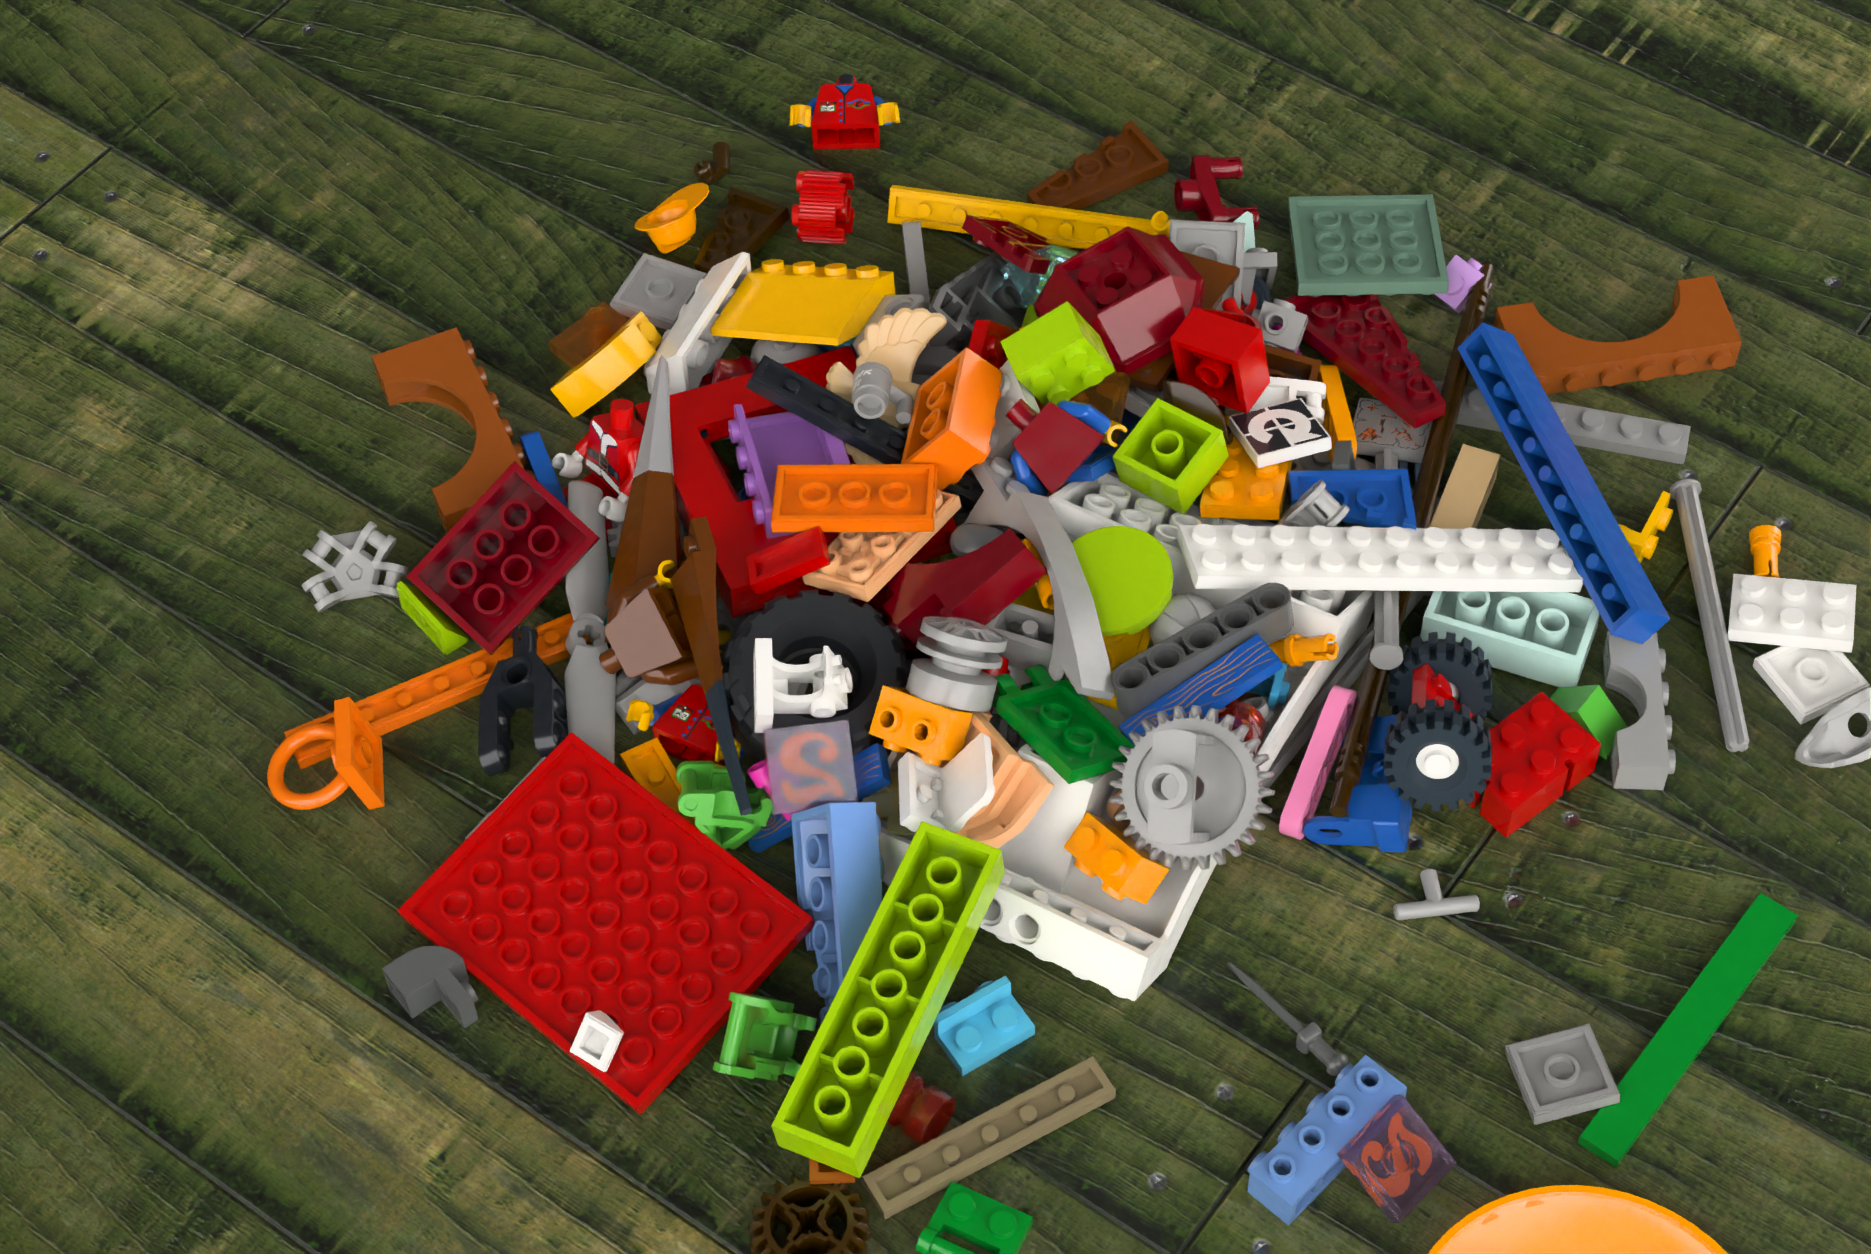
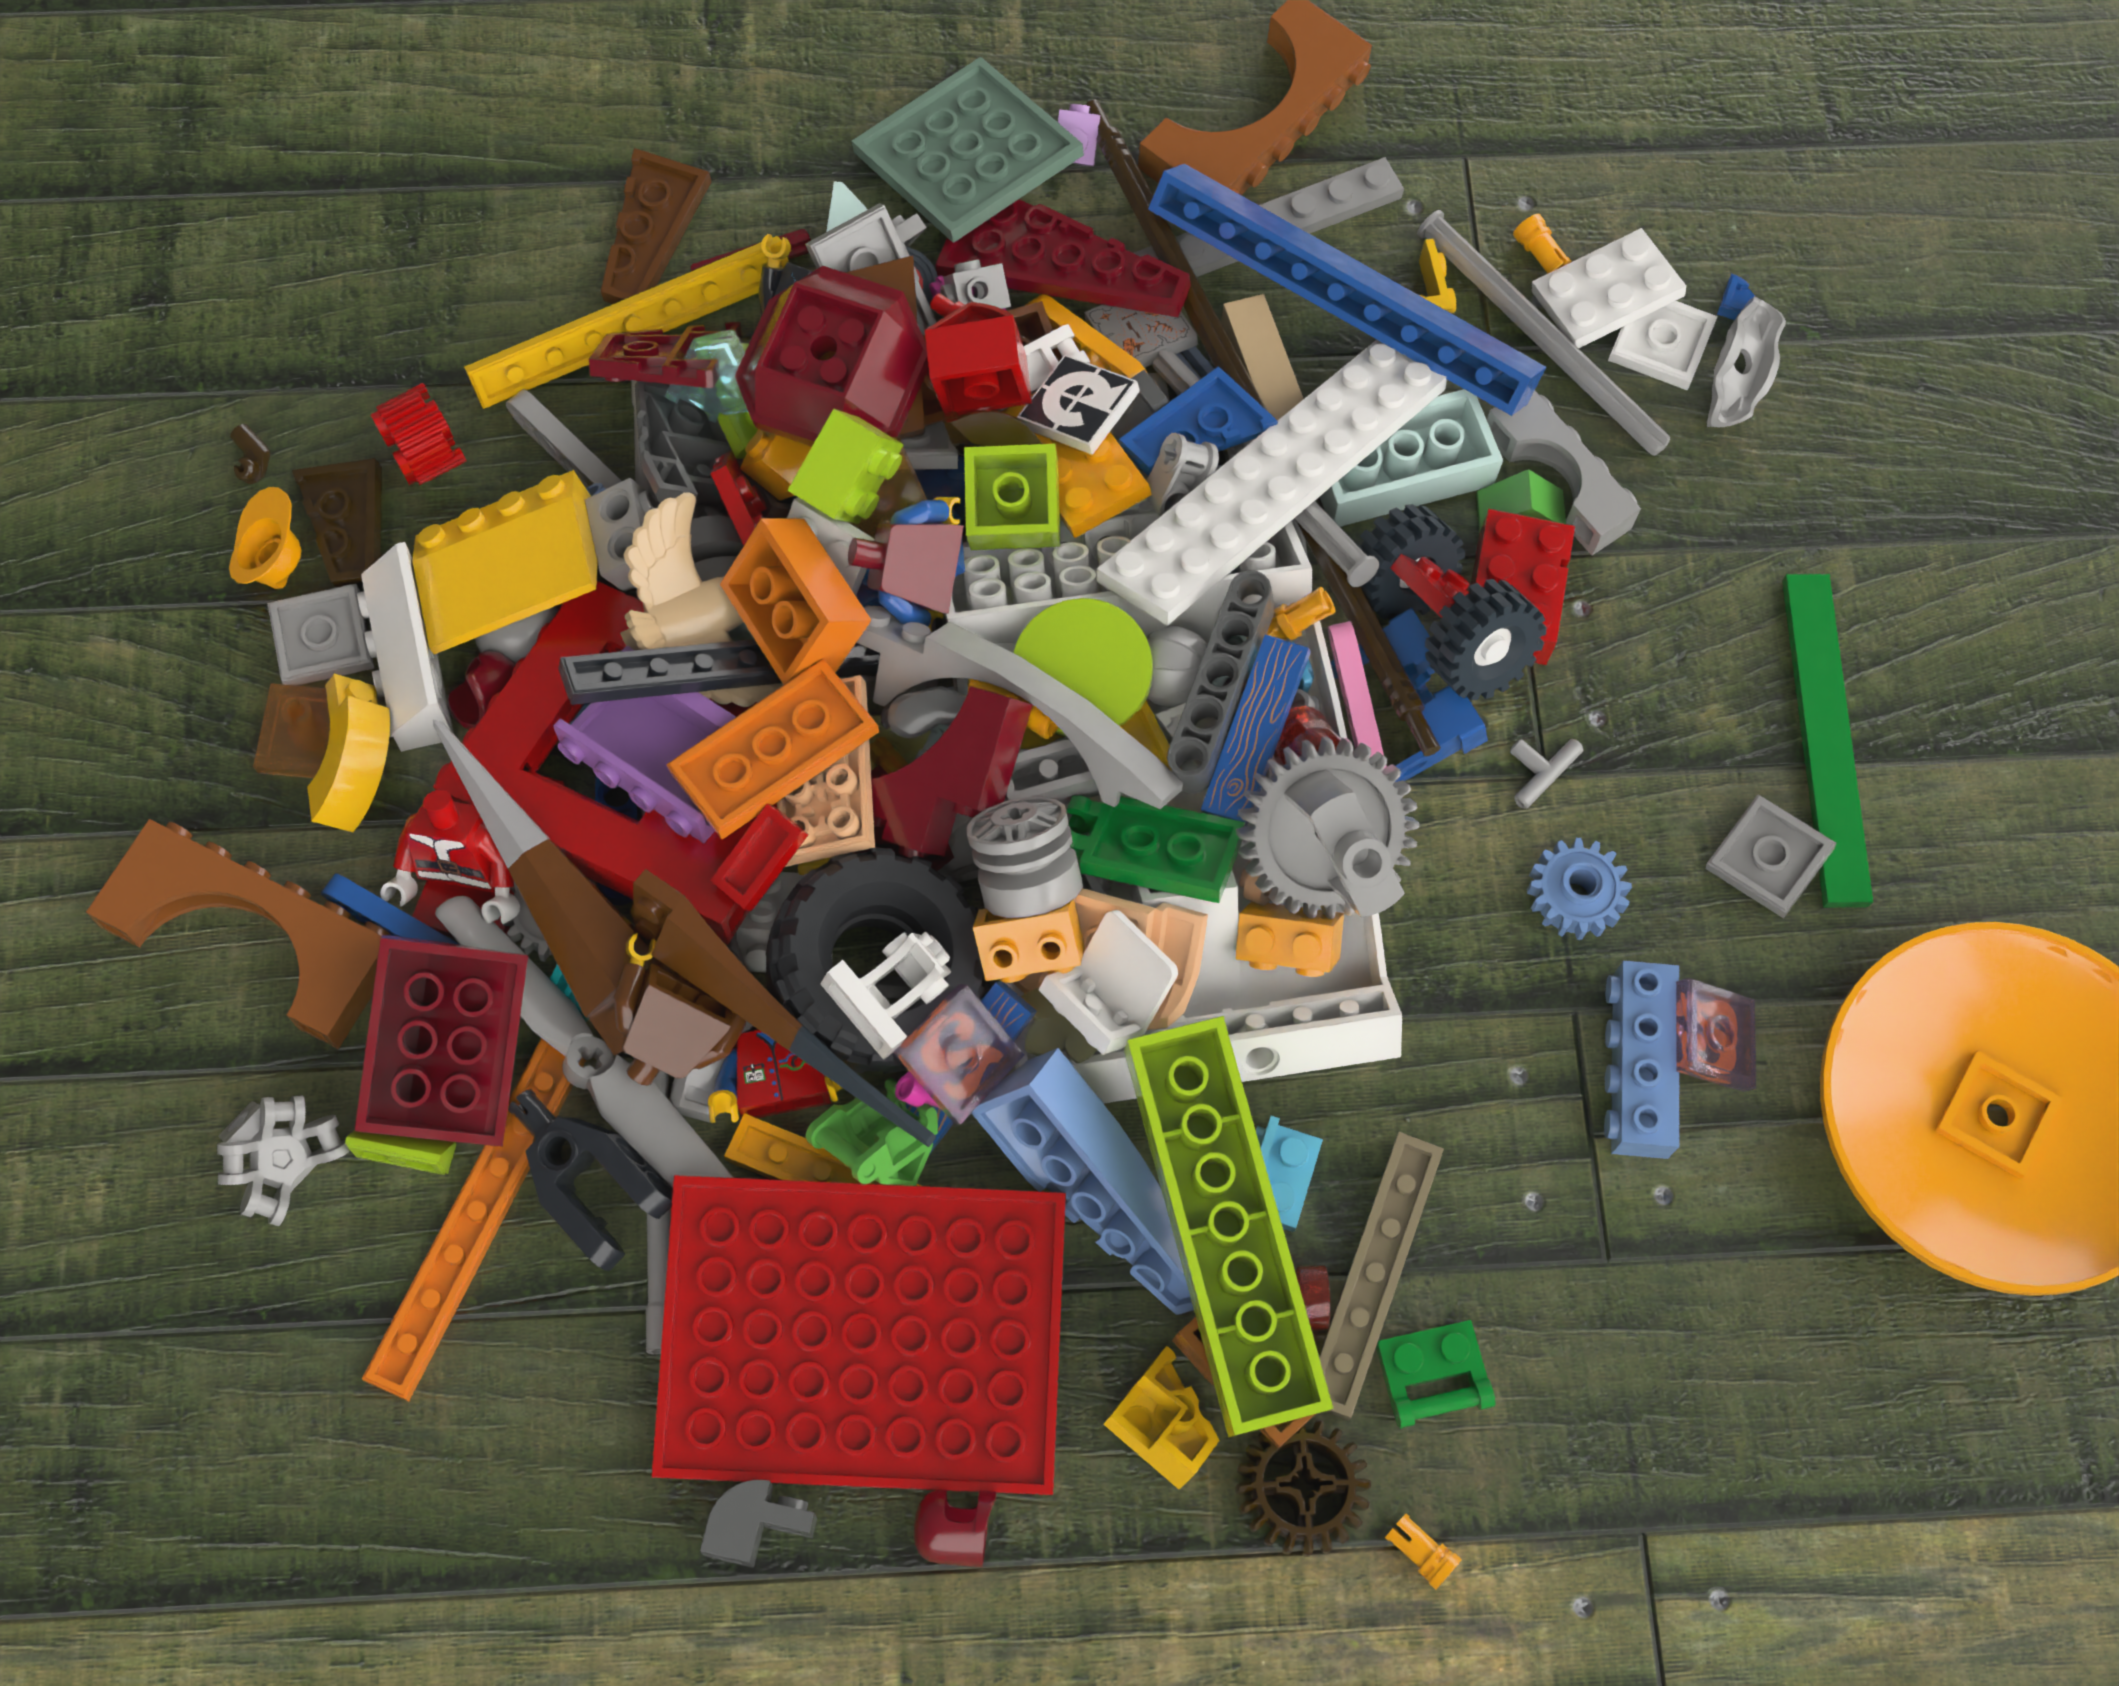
camera: 45 degrees left, 15 degrees up
(355, 755) = (469, 1357): orange tile -> none
(547, 1073) = (952, 1533): none -> dark red helmet
(597, 1040) = (966, 1459): white slope -> none
(746, 1127) = (1164, 1422): none -> yellow slope
(761, 1037) = (1111, 1344): bright green piece -> none
(845, 115) = (345, 315): red torso -> none
(874, 390) = (695, 620): light grey piece -> none
(1201, 190) = (769, 189): dark red connector -> none
(1308, 1037) = (1553, 974): dark grey sword -> none
(1381, 1014) = (1586, 868): none -> medium blue gear

